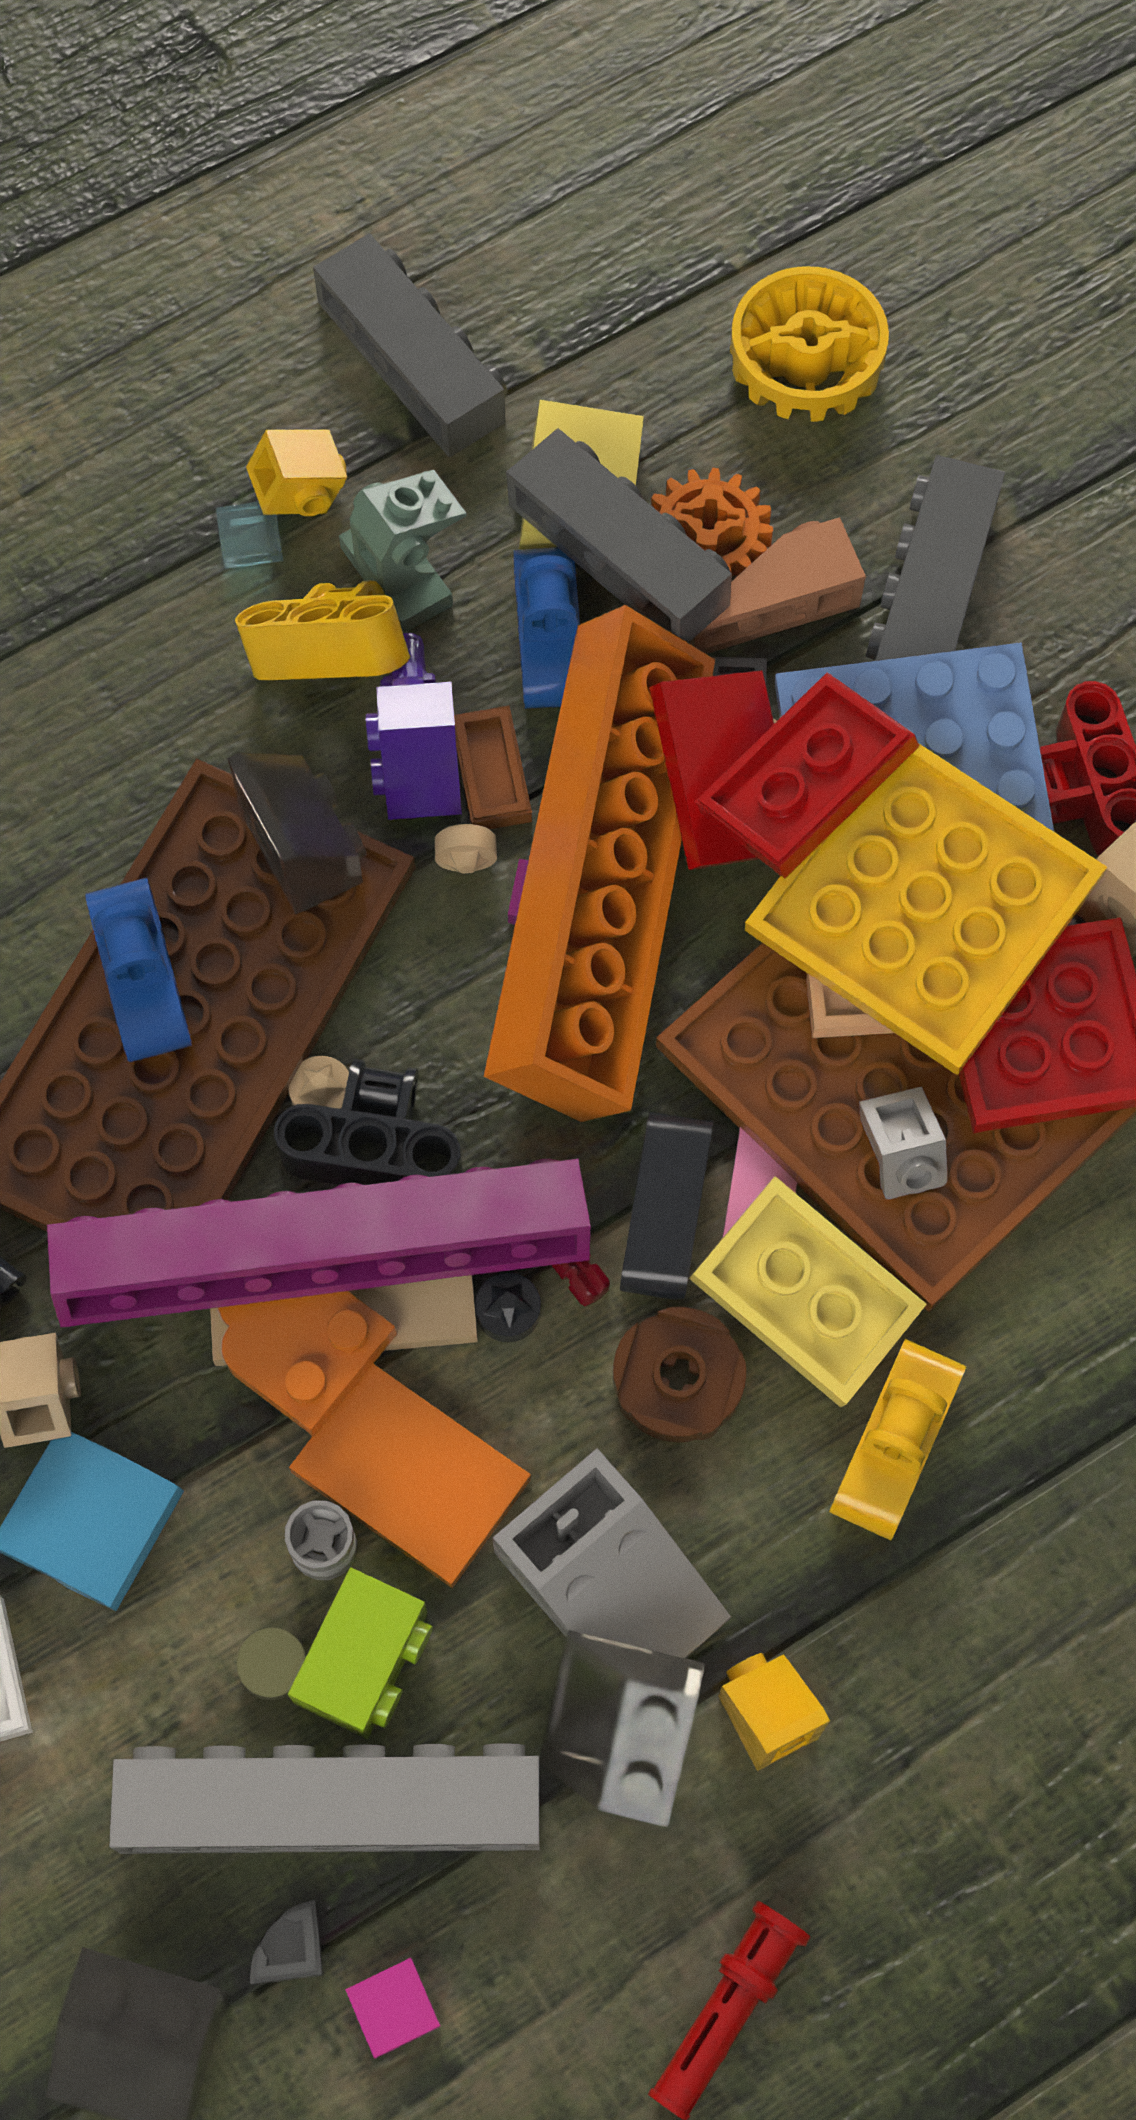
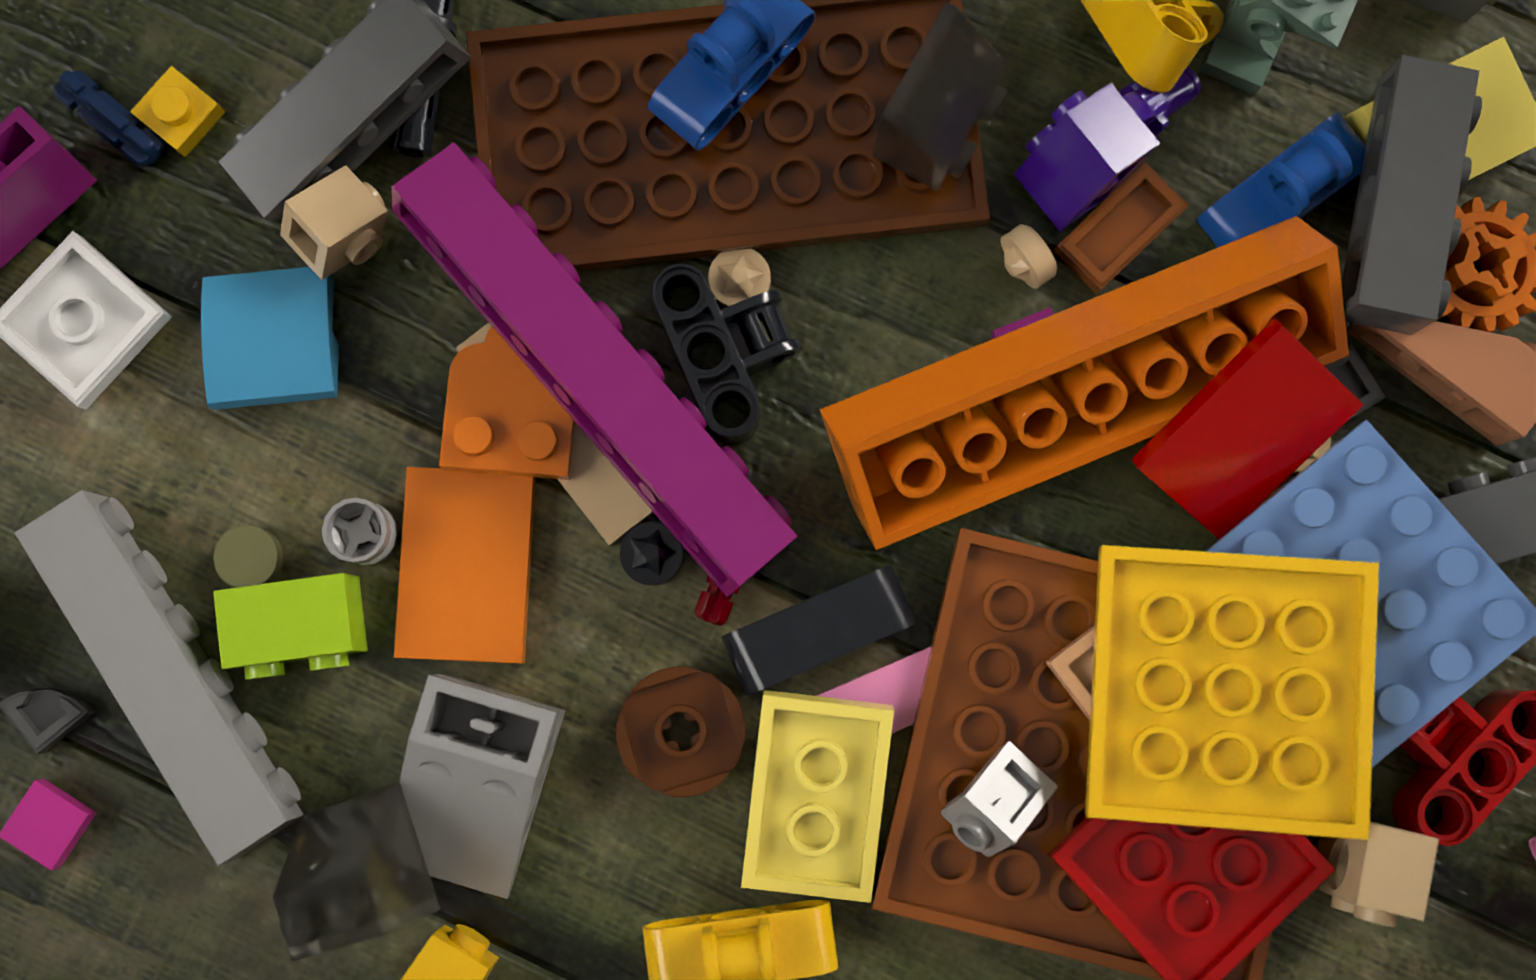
camera: 55 degrees right, 15 degrees up
(806, 774) = (1281, 513): red tile -> none

